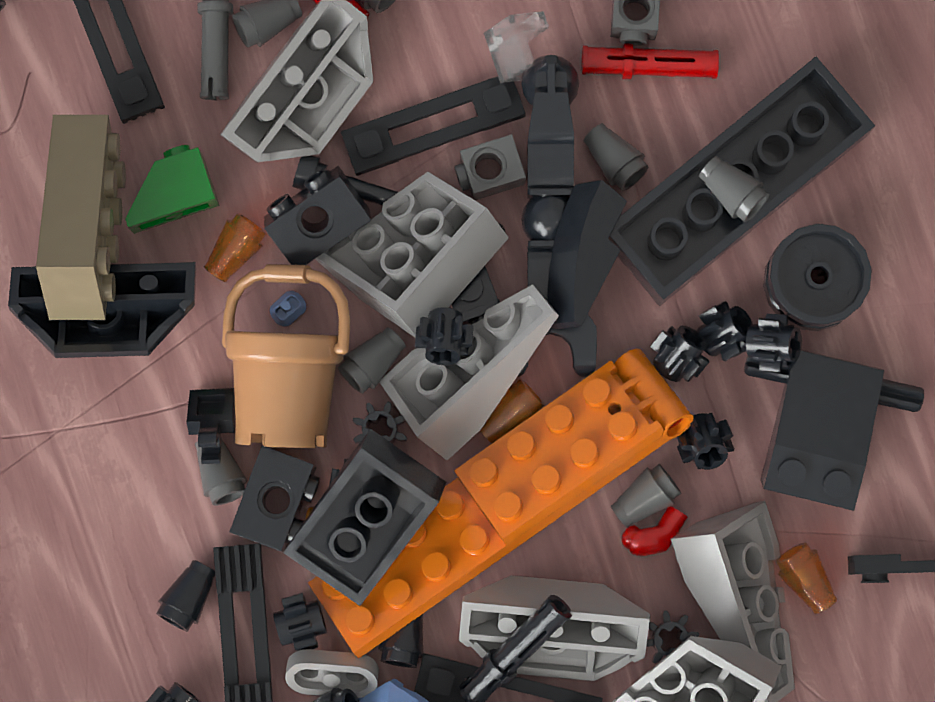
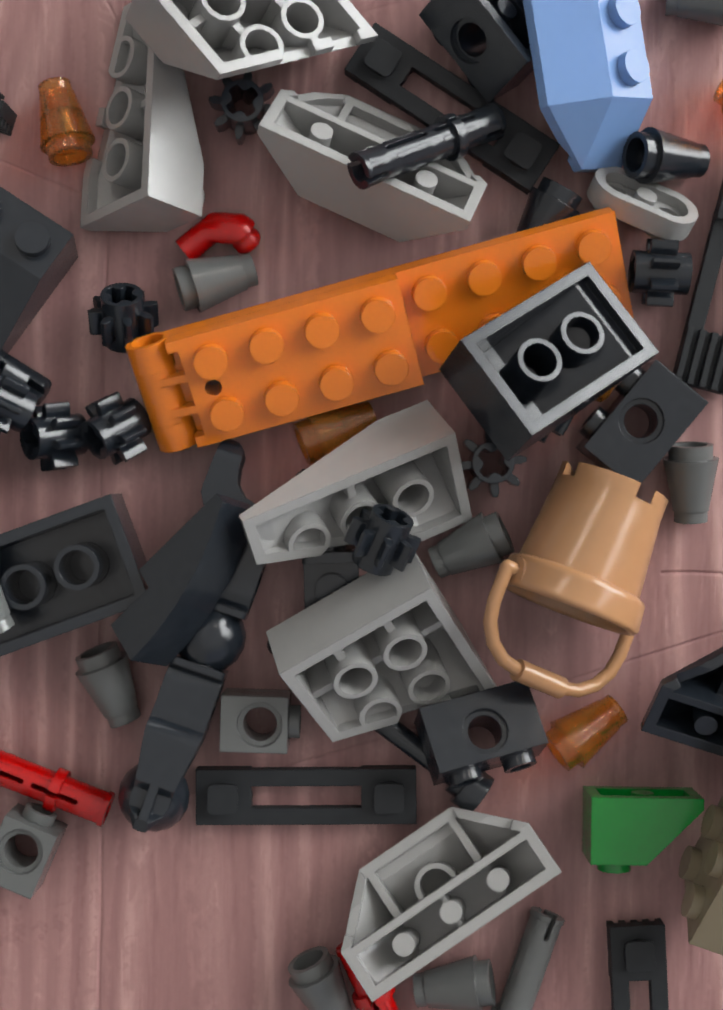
camera: 160 degrees left, 5 degrees up
(209, 416) = (684, 544): black plate -> none
(288, 308) = (546, 639): medium blue rock -> none
(510, 45) = (184, 859): clear panel -> none

